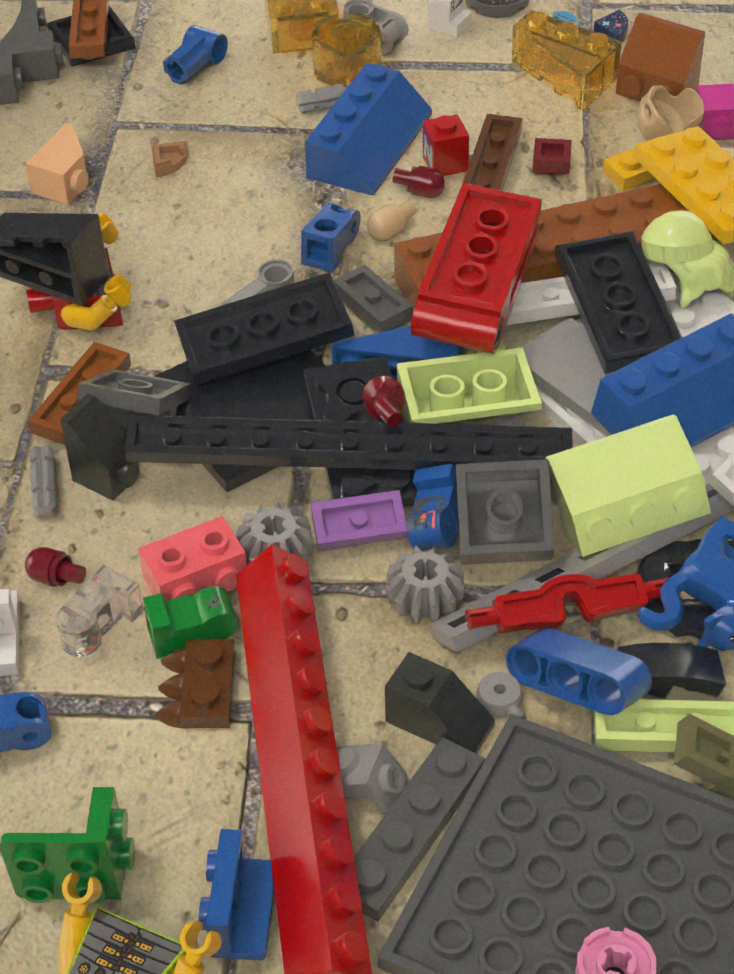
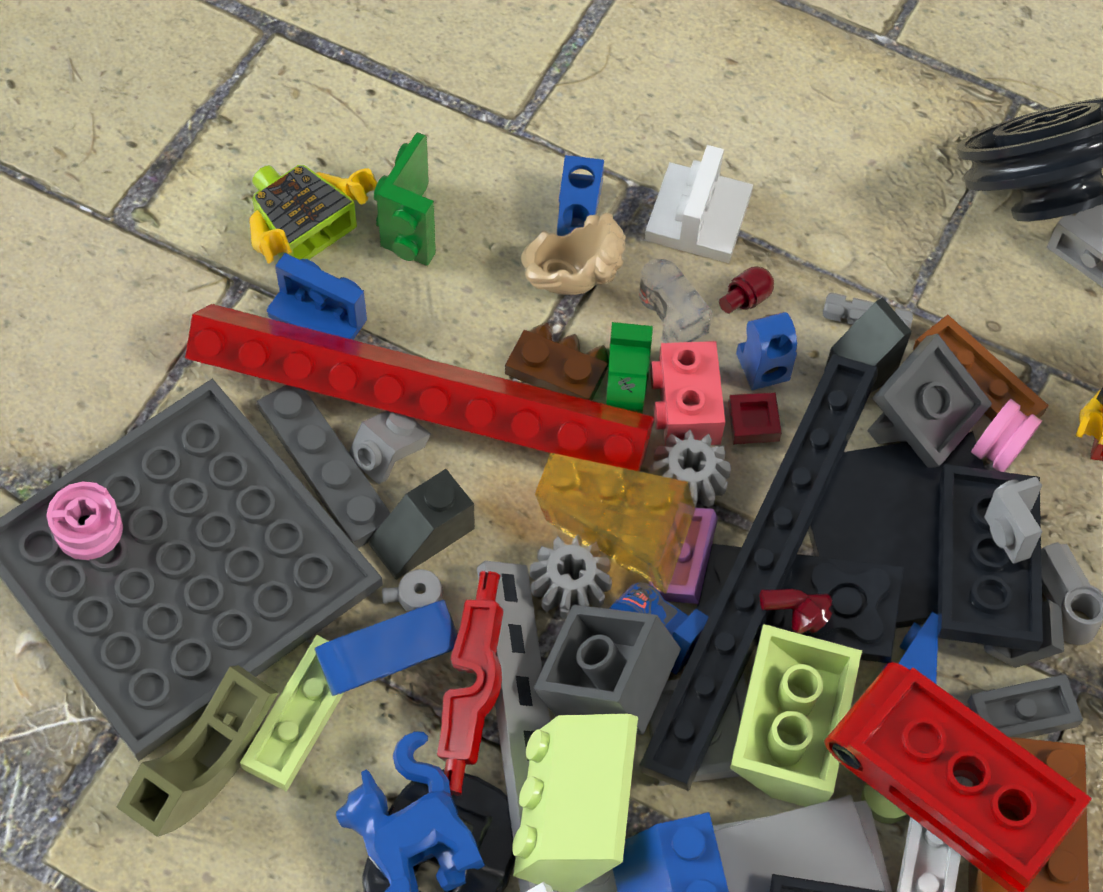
camera: 110 degrees right, 15 degrees up
(81, 688) = (576, 260): none -> tan hair
(127, 517) = (768, 345): none -> blue leg
(147, 343) = (1006, 436): none -> bright pink wheel
(191, 511) = (754, 418): none -> dark red plate
(234, 305) = (1011, 519): none -> light grey bracket
(355, 549) = (627, 512): none -> clear yellow wedge
(680, 666) = (360, 741): black slope -> none

